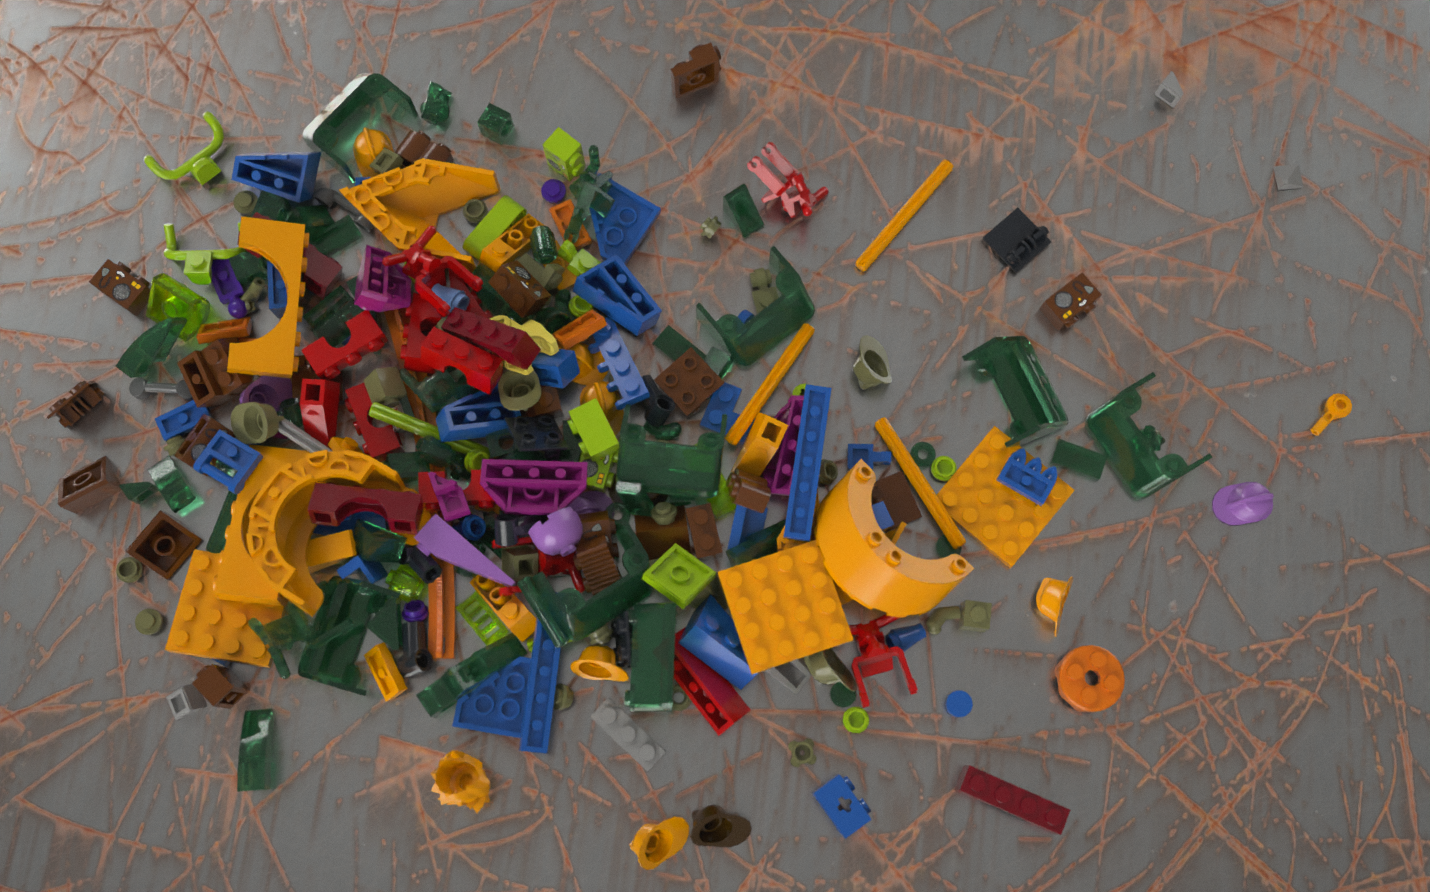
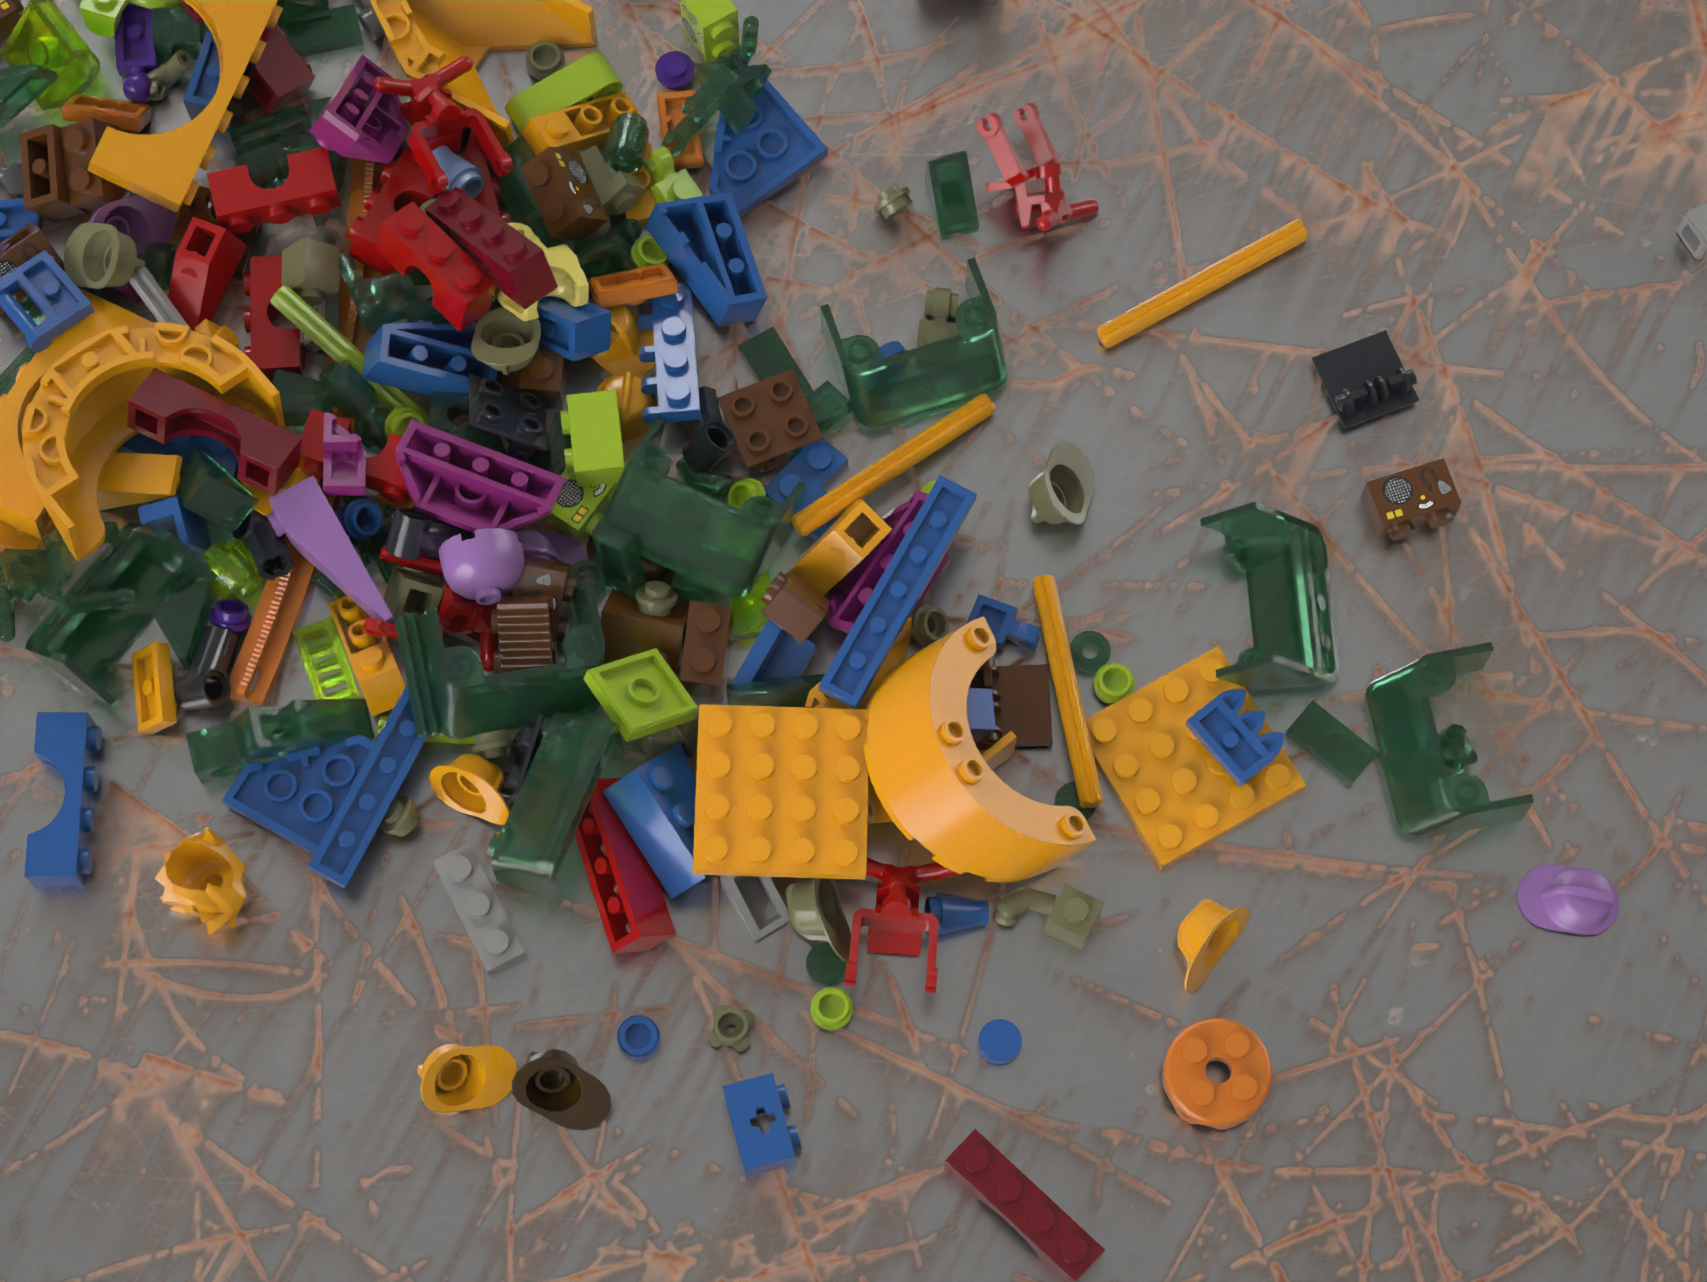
camera: 20 degrees right, 5 degrees down
(366, 791) = (59, 851): none -> blue arch
(685, 703) = (568, 870): olive plate -> none
(691, 432) = (744, 490): none -> lime plate
(750, 778) = (638, 1037): none -> blue tile

